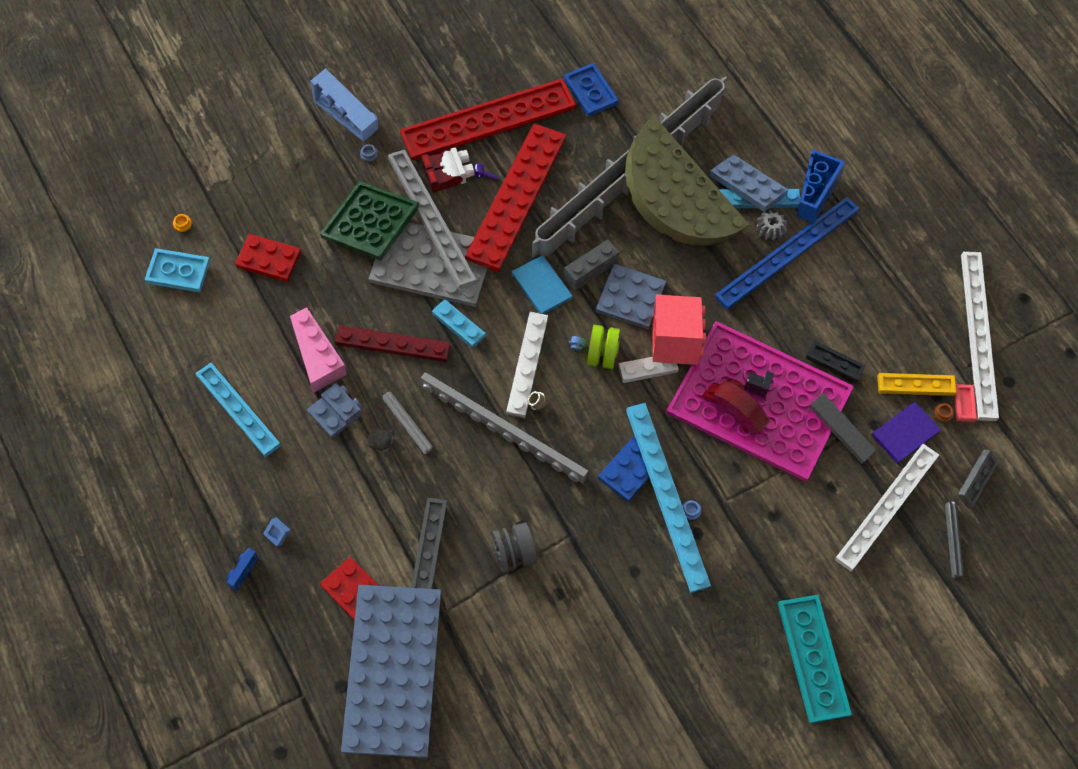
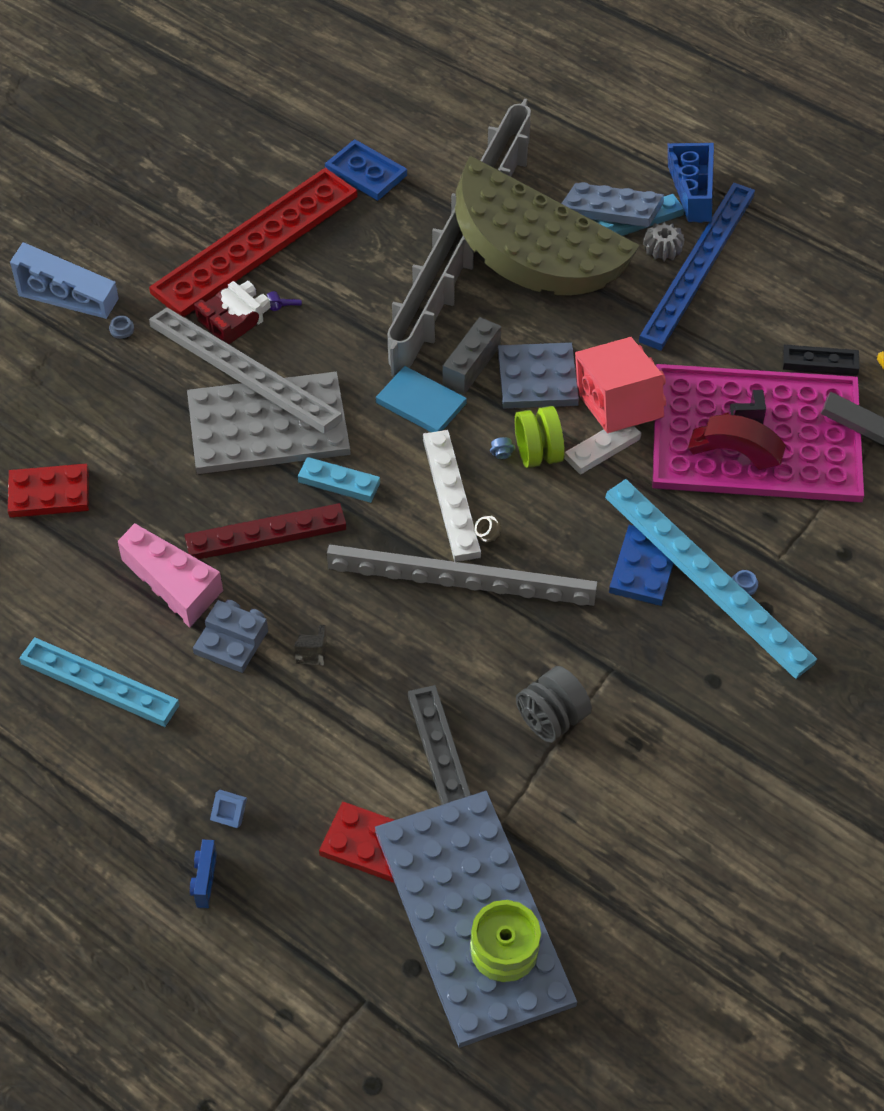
camera: 20 degrees left, 10 degrees down
(370, 220) = (164, 399): dark green plate -> none
(396, 713) = (505, 940): none -> lime wheel
(407, 423) = (334, 615): light grey axle -> none
(515, 198) = (337, 315): red plate -> none

